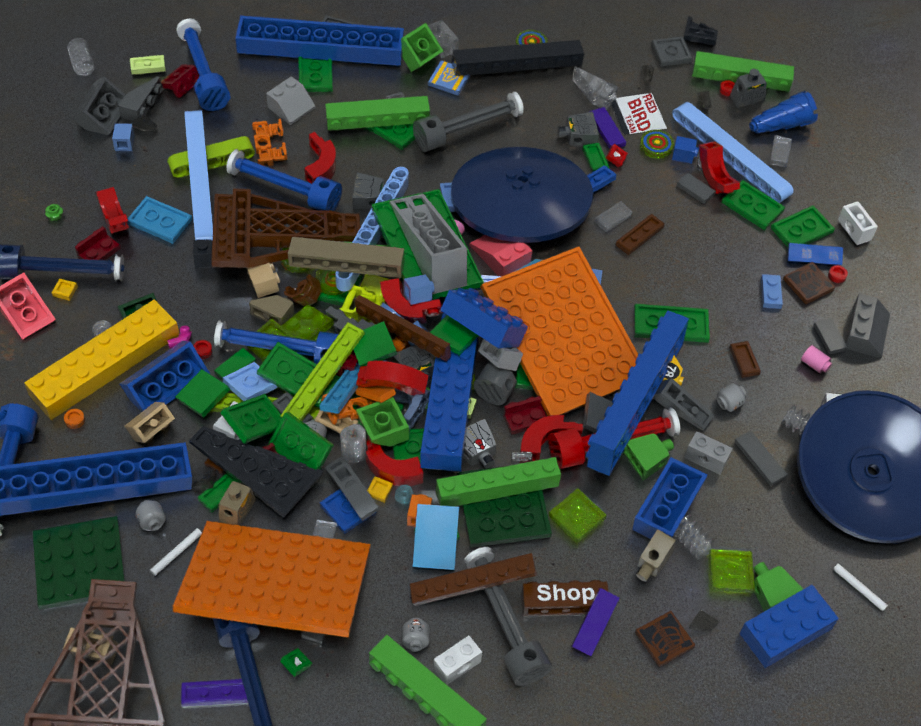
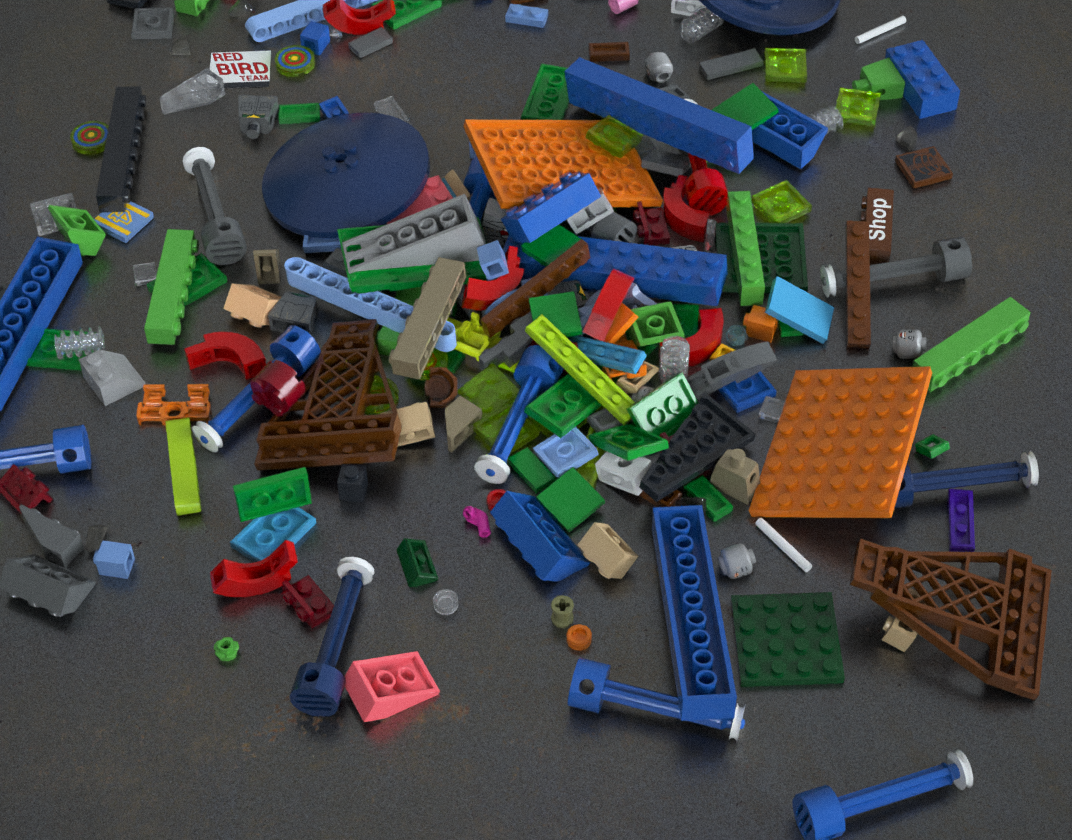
camera: 75 degrees left, 5 degrees down
(64, 289) = (366, 642): yellow tile -> none
(89, 402) = (562, 611): none -> olive bush
(101, 359) = (500, 598): yellow brick -> none
(174, 203) = (272, 494): none -> green tile
(198, 175) = (218, 468): light blue beam -> none
(275, 186) = (277, 387): none -> dark red brick
(310, 74) = (79, 343): none -> clear piece
(375, 162) = (250, 303): none -> light nougat slope
(415, 163) = (267, 266): none -> dark tan slope
(457, 660) = (941, 313): white brick -> none
(595, 622) = (909, 204): dark purple tile -> none
(607, 128) = (279, 90): dark purple tile -> none
(612, 366) = (614, 136): none -> clear neon green plate
(616, 155) = (304, 93): red tile -> none
(639, 234) = (423, 97): reddish brown tile -> none
(655, 555) = (839, 150): dark tan torso -> none
(666, 459) = (748, 106): none -> green tile
(708, 453) = (723, 89): light grey brick -> none
(772, 503) = (785, 65): none -> clear neon green plate

